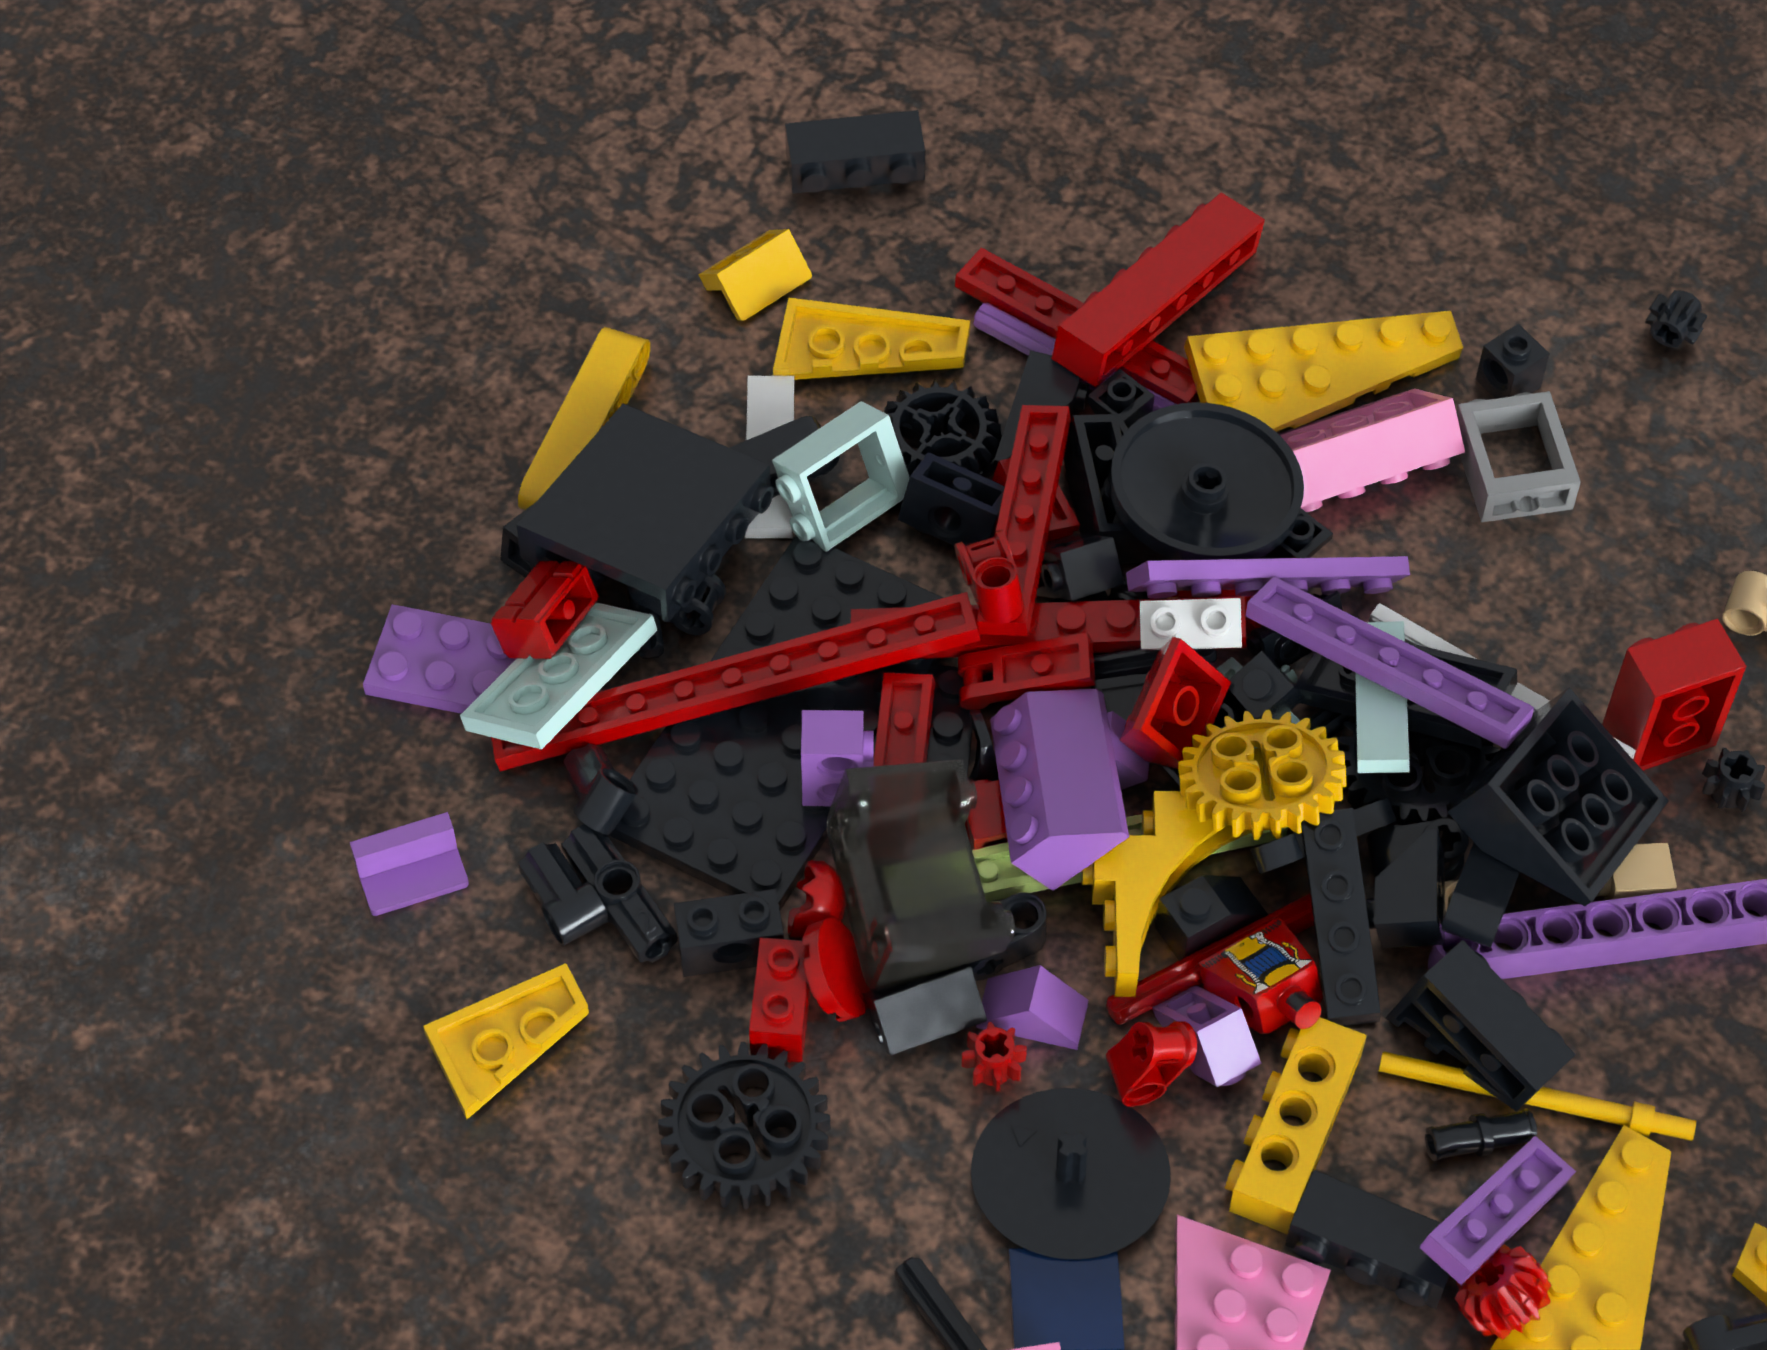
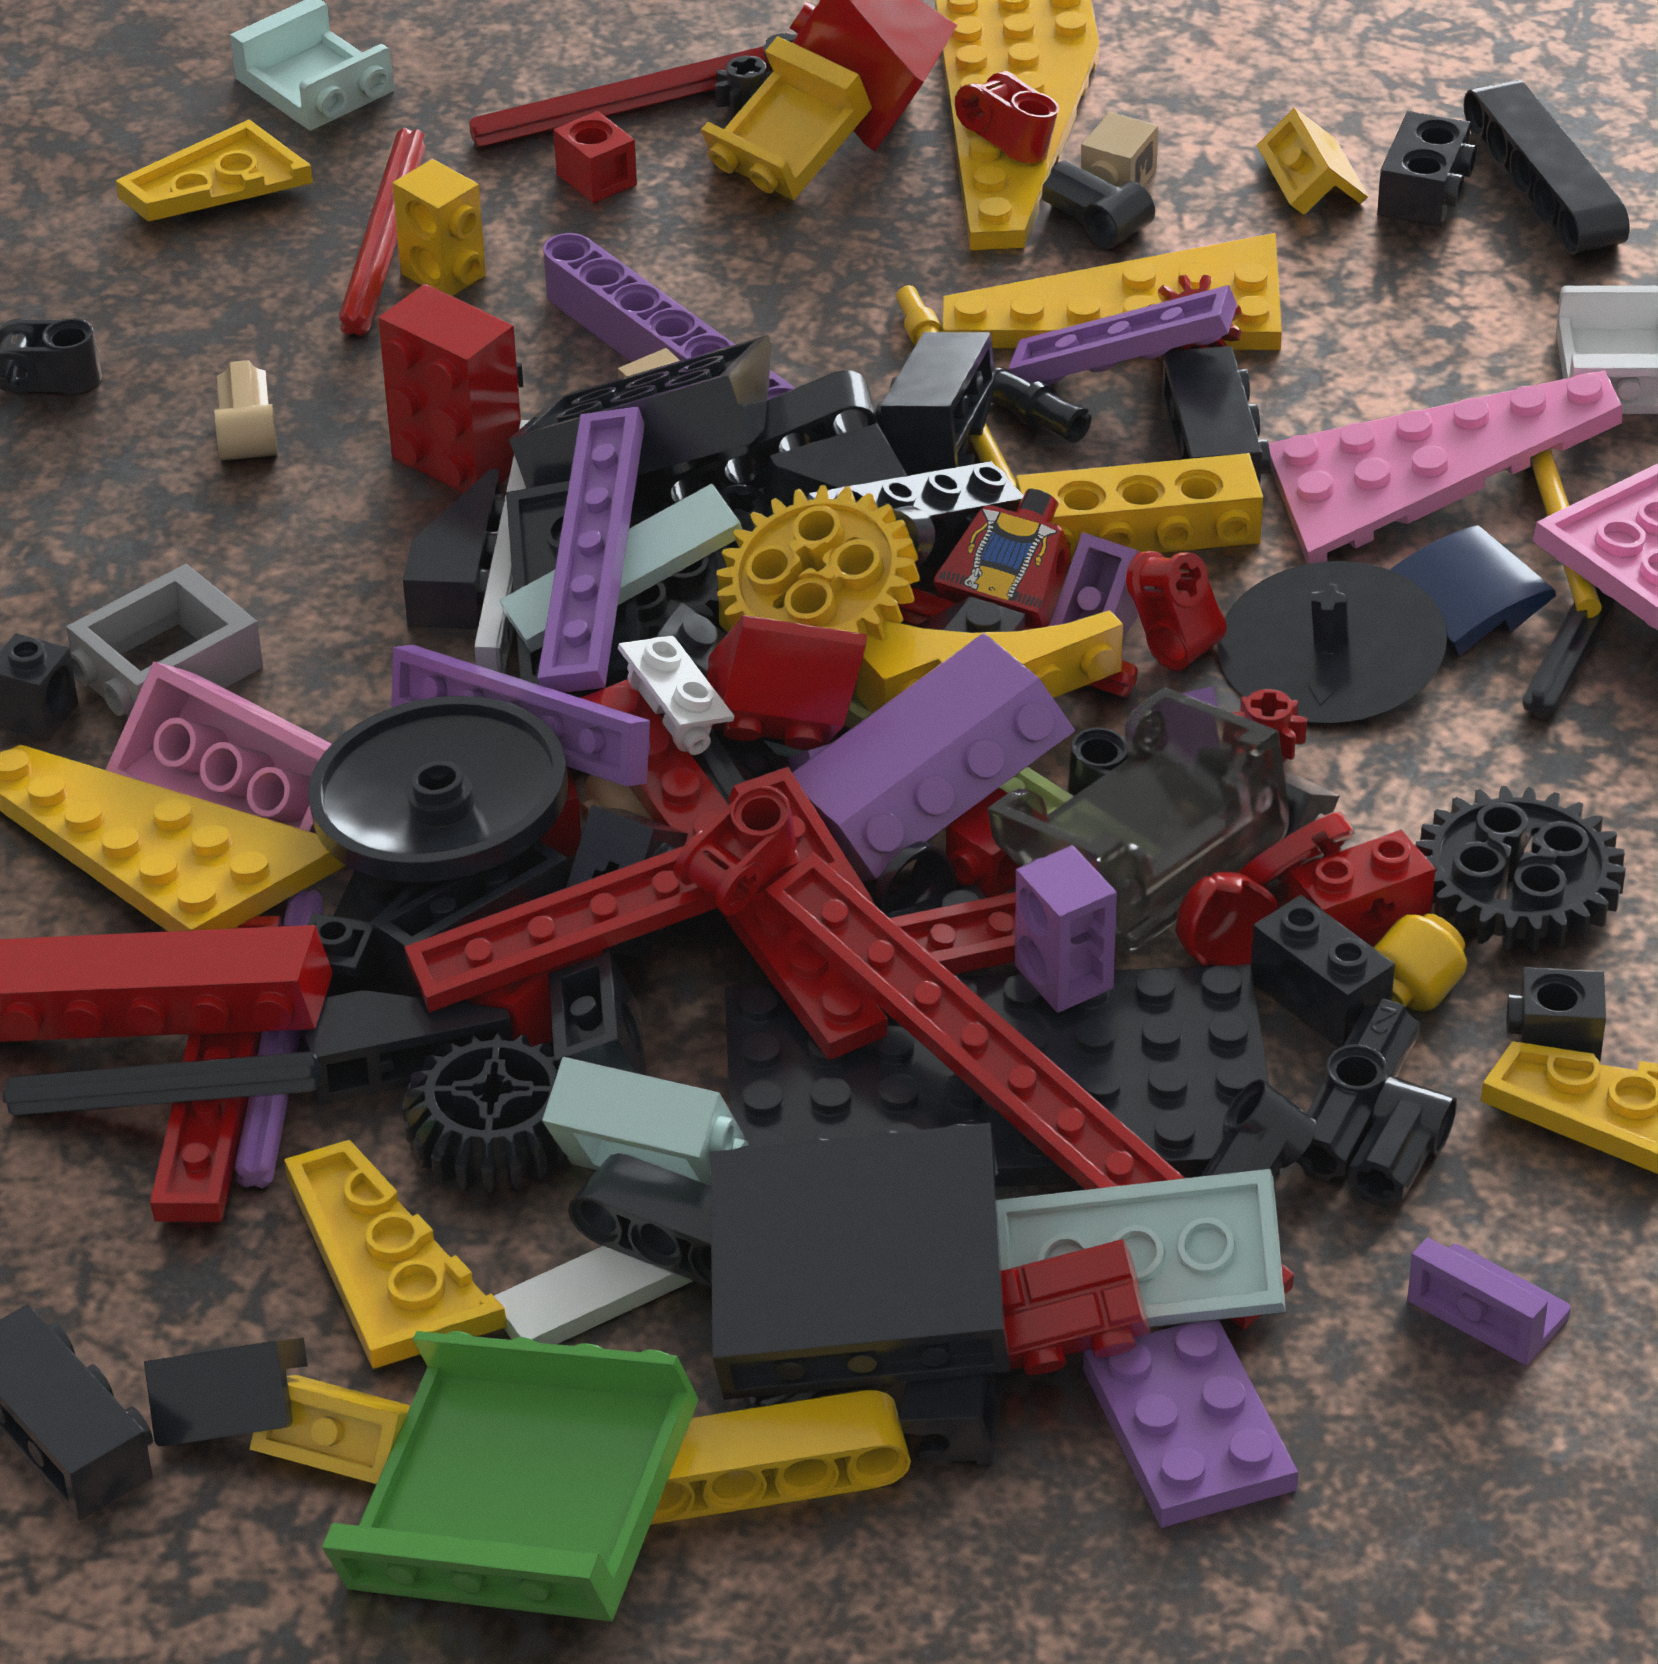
camera: 120 degrees left, 15 degrees down
(588, 1072) = (1559, 1009): none -> black brick
(623, 300) = (520, 1476): none -> bright green panel
(699, 998) = (1426, 960): none -> yellow head
(815, 224) = (222, 1391): none -> black panel
(1066, 280) = (163, 1083): none -> black axle
(1507, 639) = (453, 559): none -> black slope

